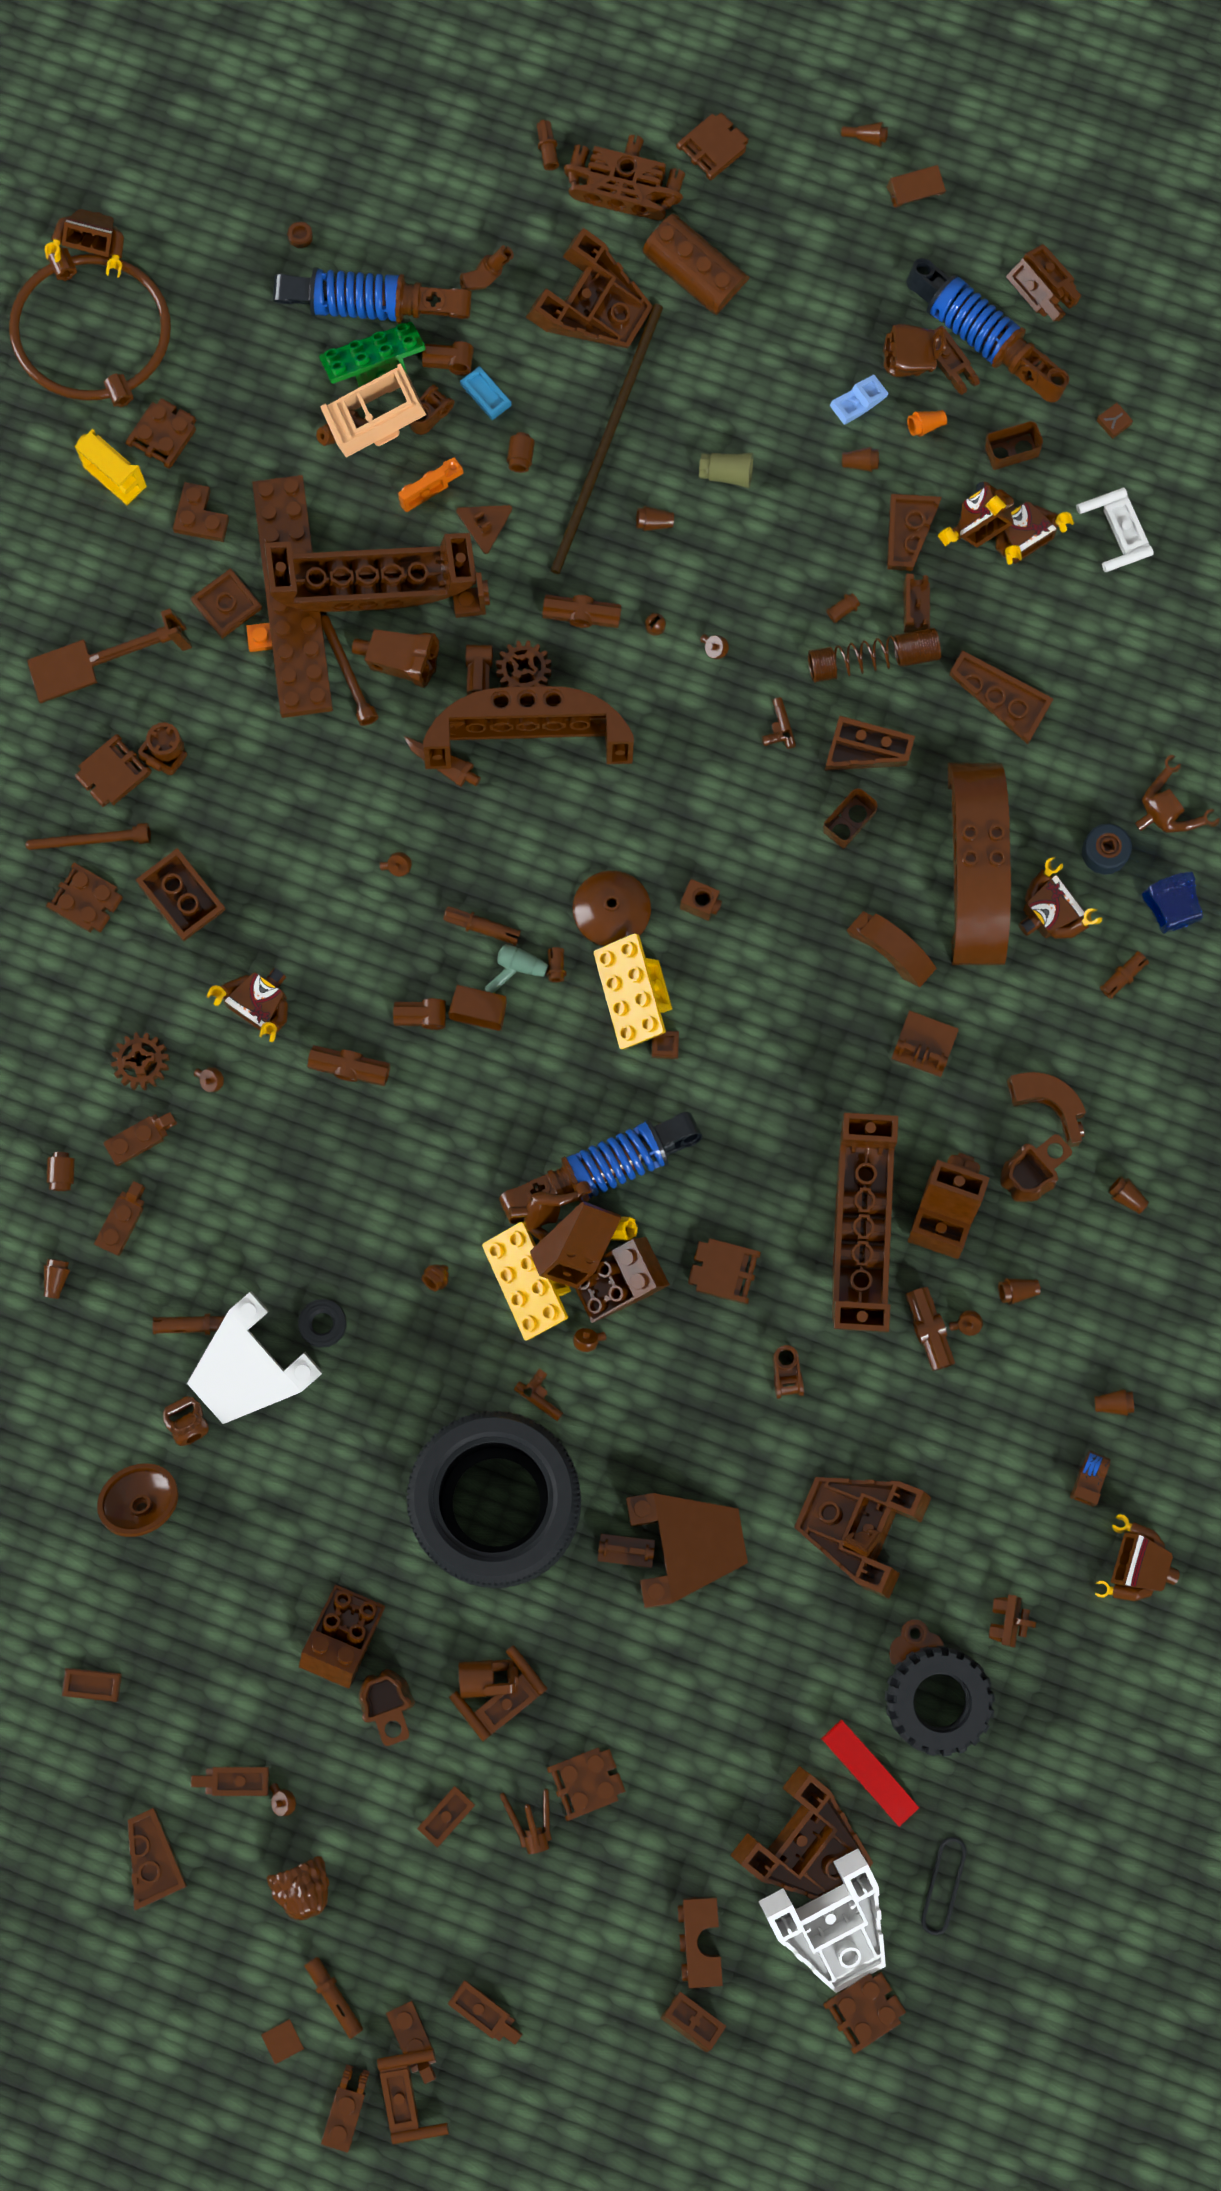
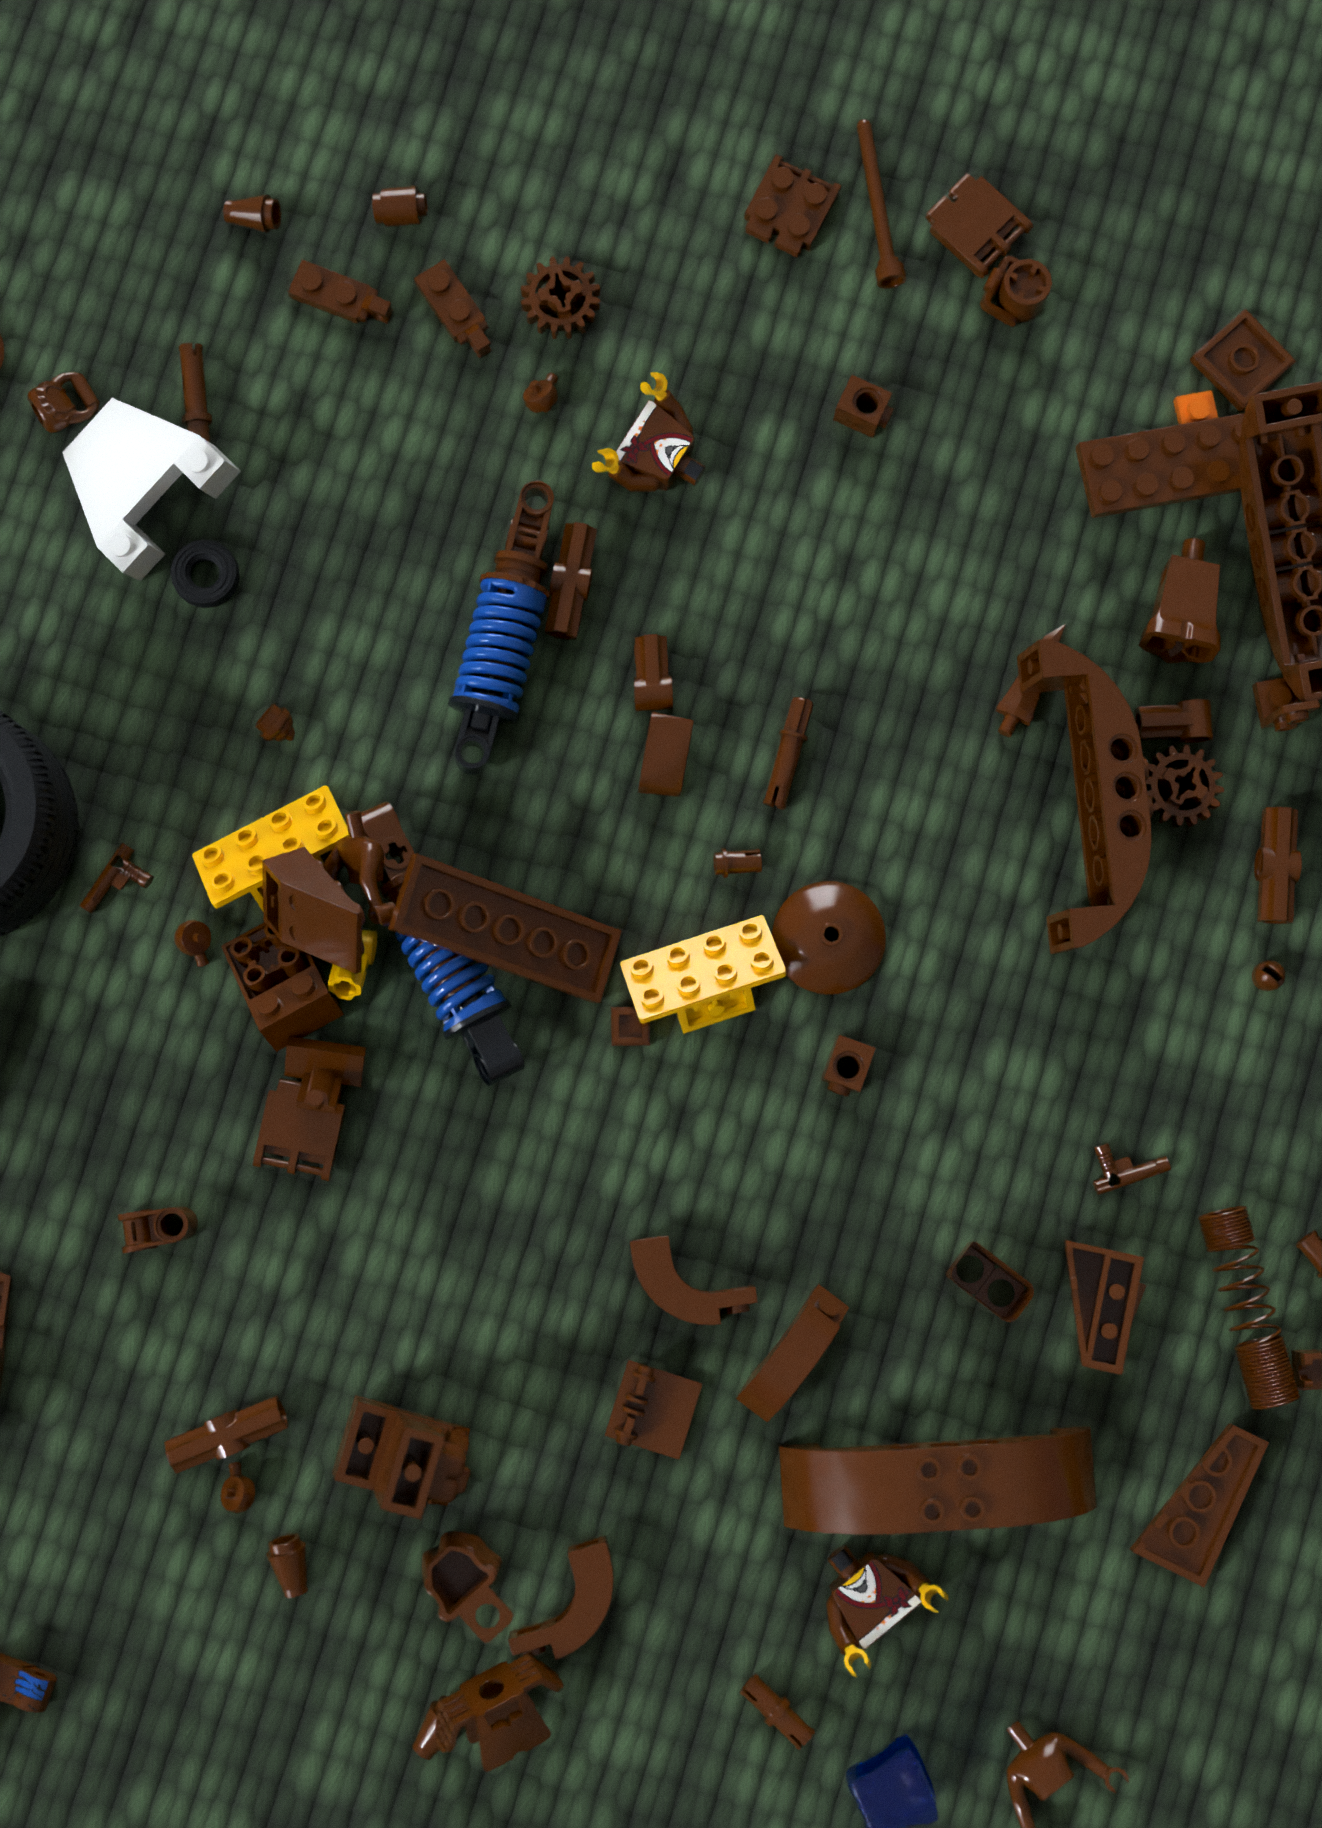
camera: 80 degrees right, 5 degrees up
(72, 666) = (1127, 156): reddish brown piece -> none
(180, 895) = (800, 327): reddish brown brick -> none
(242, 868) = (858, 392): none -> reddish brown brick
(365, 713) = (1093, 566): reddish brown piece -> none
(383, 1112) = (503, 631): none -> piece
(398, 864) = (871, 627): reddish brown piece -> none
(514, 961) = (739, 805): sand green piece -> none
(596, 1116) = (504, 928): none -> reddish brown plate
(684, 1251) = (323, 1070): none -> reddish brown piece
(715, 646) = (1241, 1066): piece -> none
(835, 1034) = (664, 1286): none -> reddish brown arch
(863, 1222) = (356, 1329): reddish brown slope -> none
(1100, 856) = (967, 1664): black wheel -> none
(1115, 1153) = (497, 1711): none -> reddish brown piece
(1117, 1402) = (127, 1717): reddish brown cone -> none

